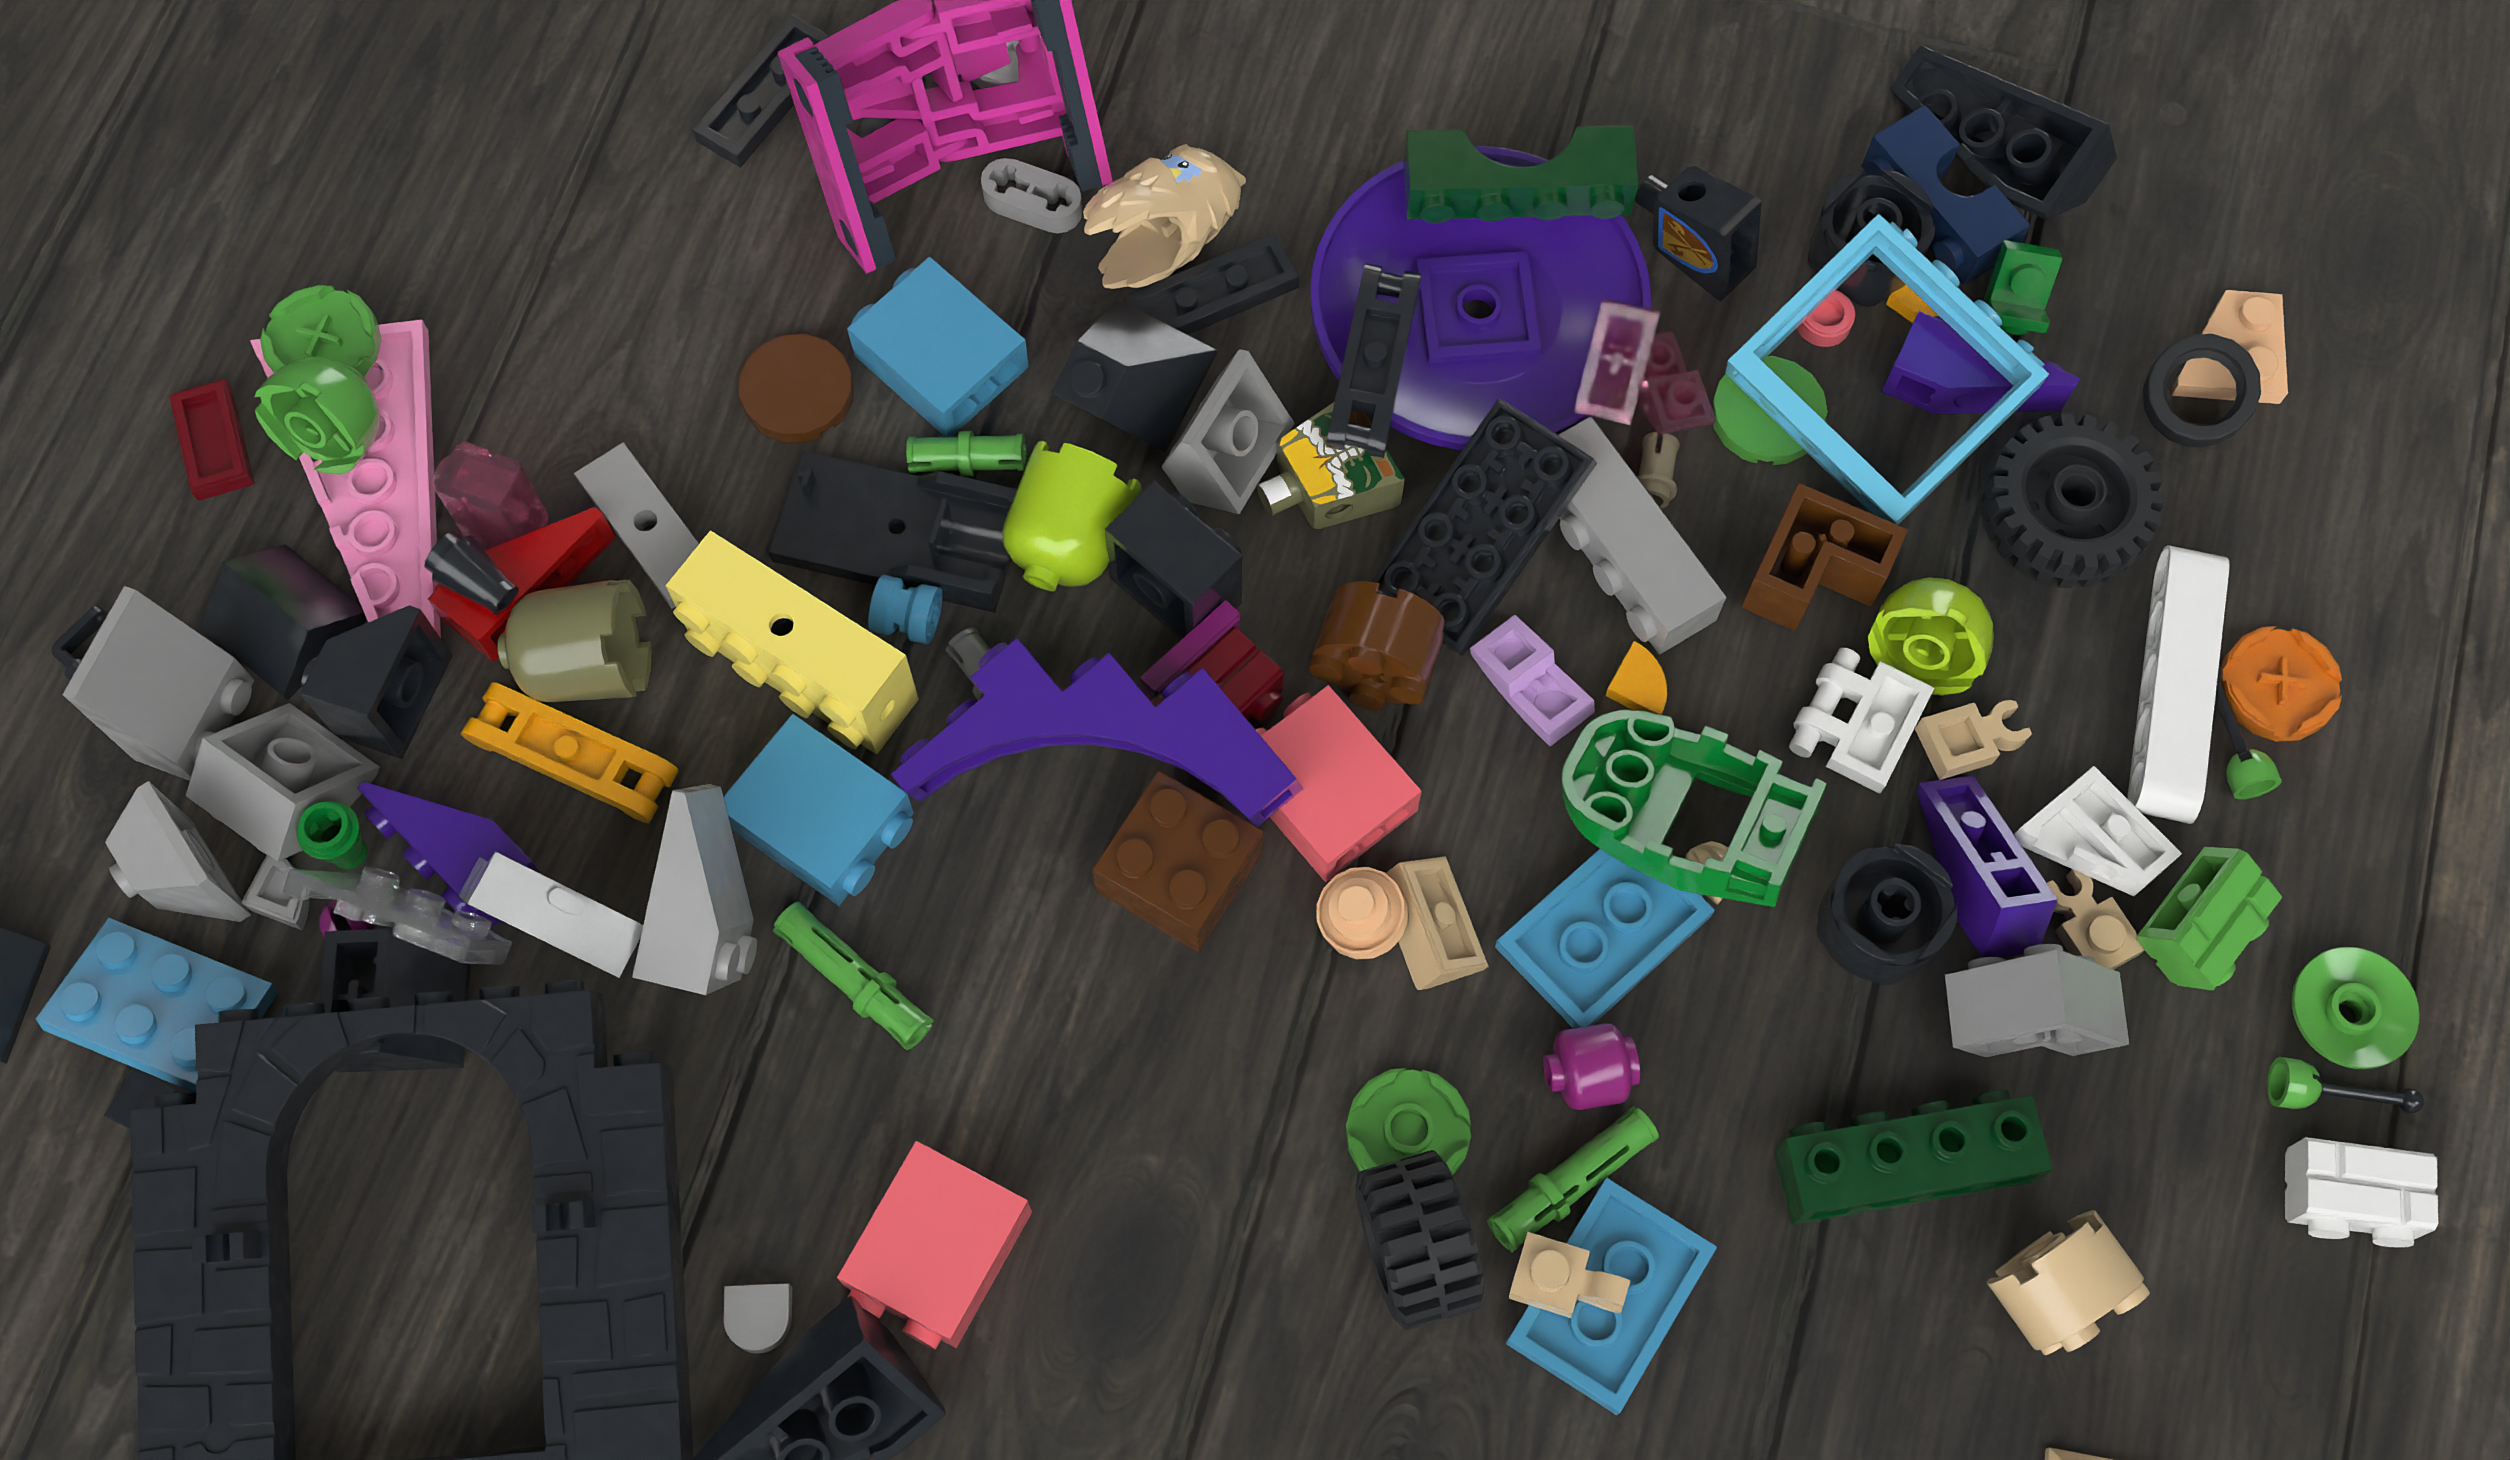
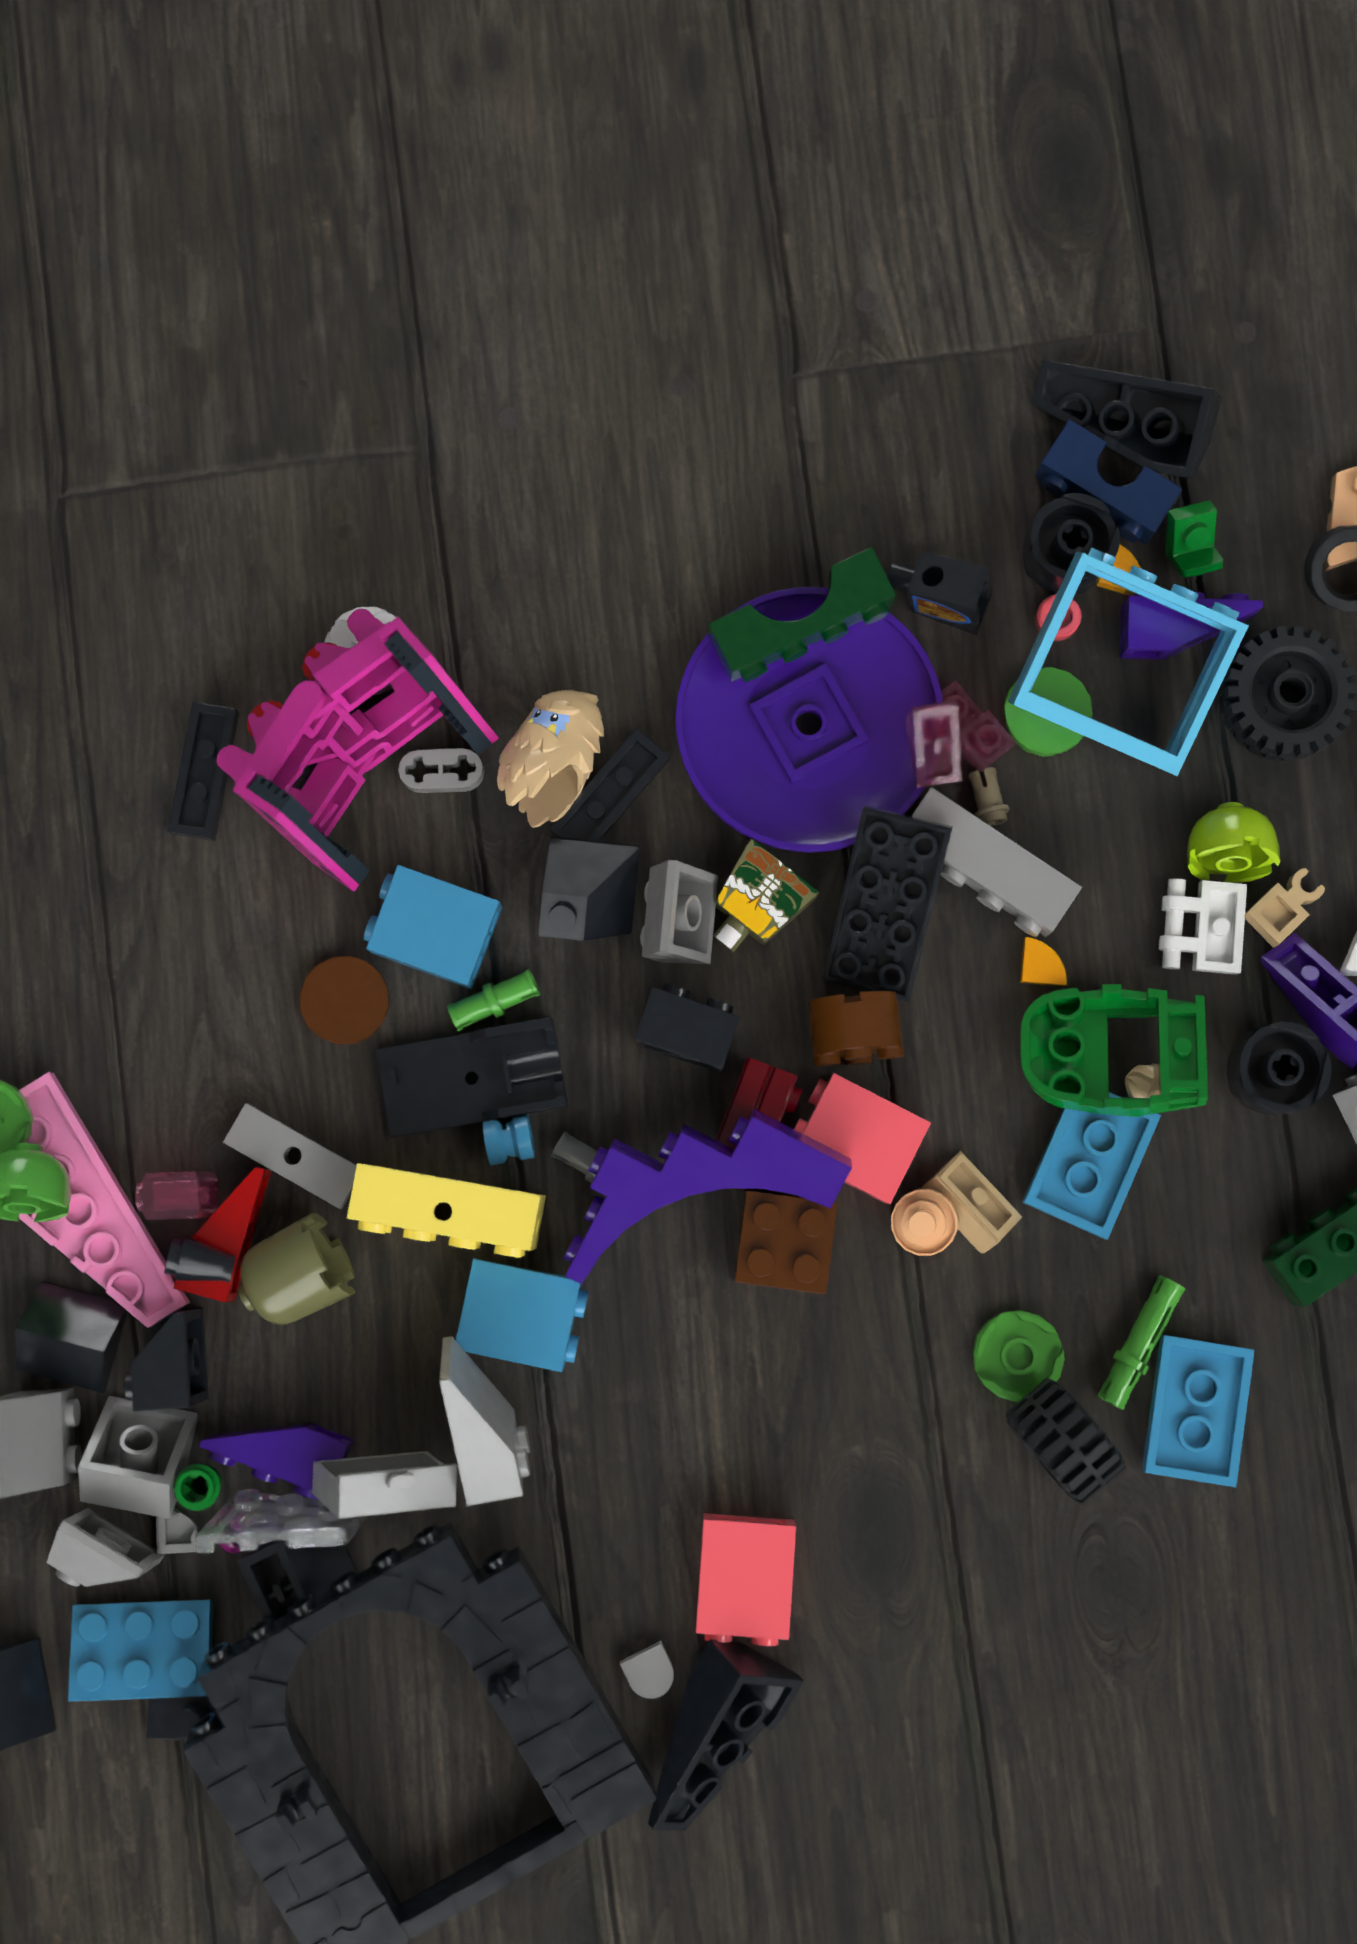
camera: 20 degrees left, 15 degrees up
(570, 751) = (325, 1346): light orange plate -> none
(871, 992) = (600, 1417): bright green pin -> none
(1062, 516) = (593, 1028): lime cylinder -> none
(1189, 649) = (725, 1086): magenta tile -> none
(1374, 359) = (760, 810): black plate -> none
(1530, 680) = (966, 995): lavender slope -> none
(1554, 1277) = (1160, 1419): tan plate -> none
(1592, 1066) = (1124, 1262): magenta head -> none
(1822, 545) = (1125, 812): reddish brown brick -> none

